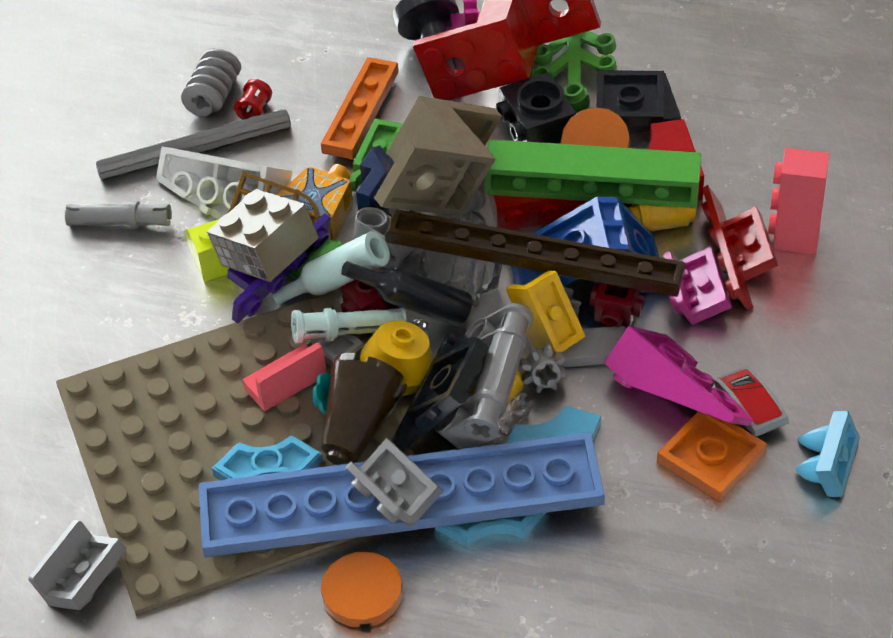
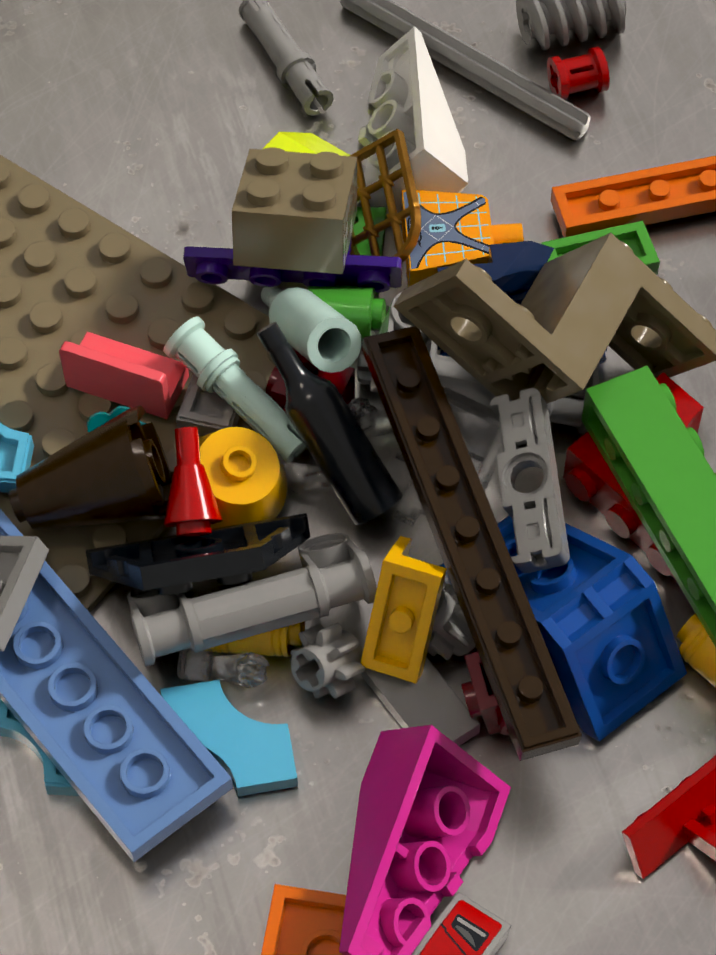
camera: 55 degrees right, 10 degrees up
(411, 365) = (191, 498): none -> red cone
(496, 206) = (538, 514): none -> light grey piece
(702, 287) = (614, 775): dark pink bracket -> none

